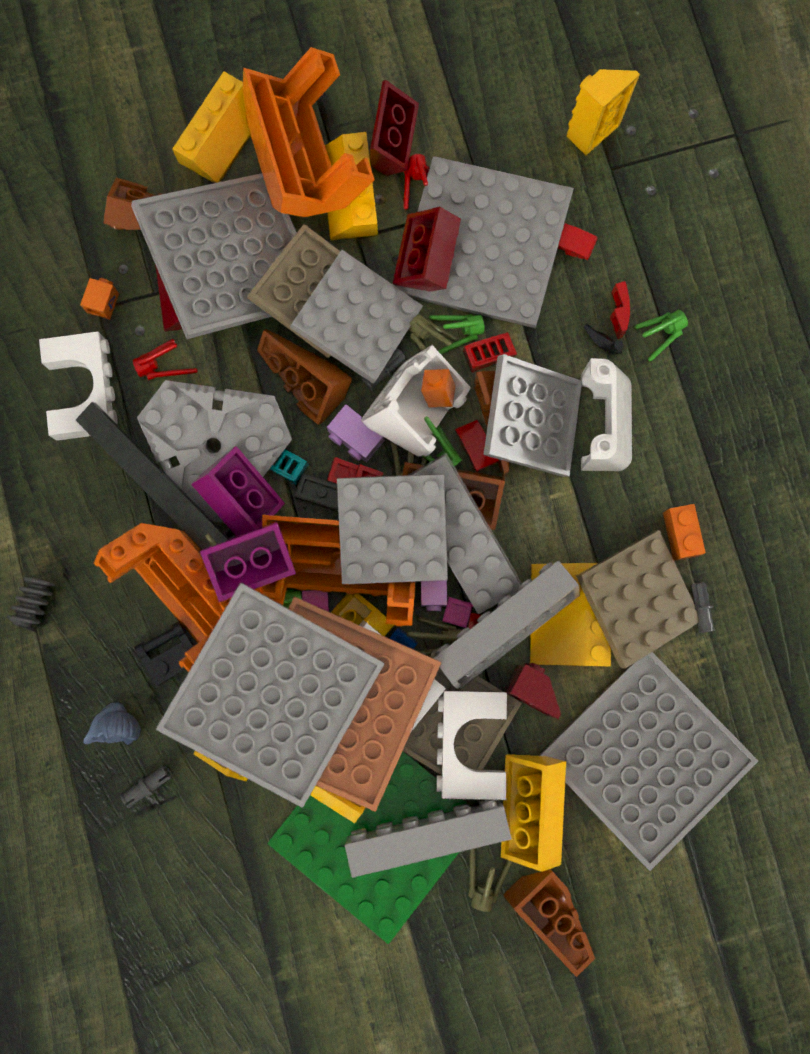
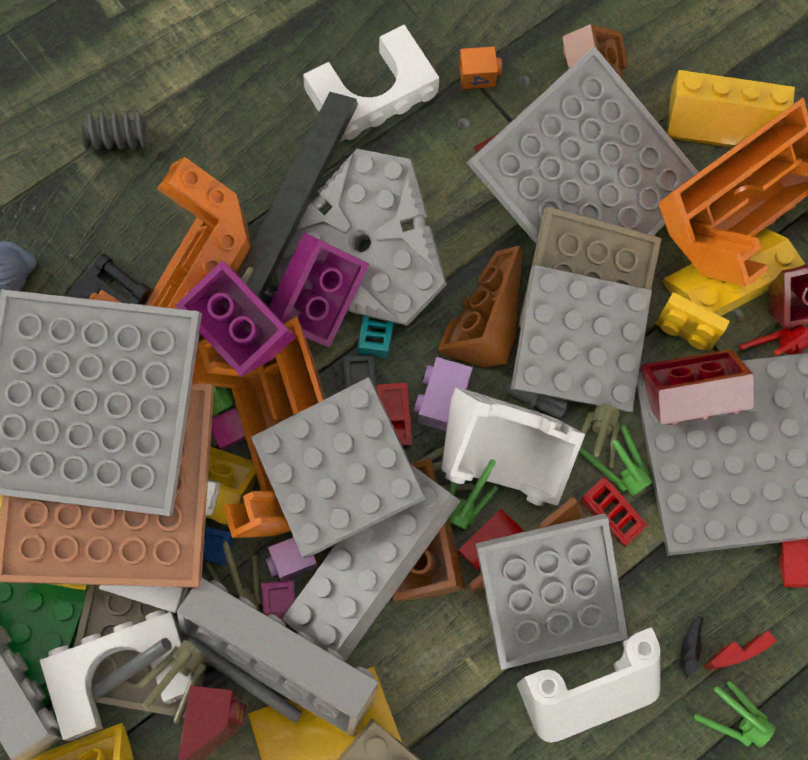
camera: 65 degrees right, 10 degrees down
(146, 363) = (428, 144): red plant -> none
(376, 232) = (691, 322): none -> yellow plate
(438, 388) = (537, 463): orange brick -> none
(473, 731) = (132, 667): none -> dark grey bar
(485, 691) = (182, 660): none -> olive plant
(509, 658) = (247, 682): none -> dark grey bar

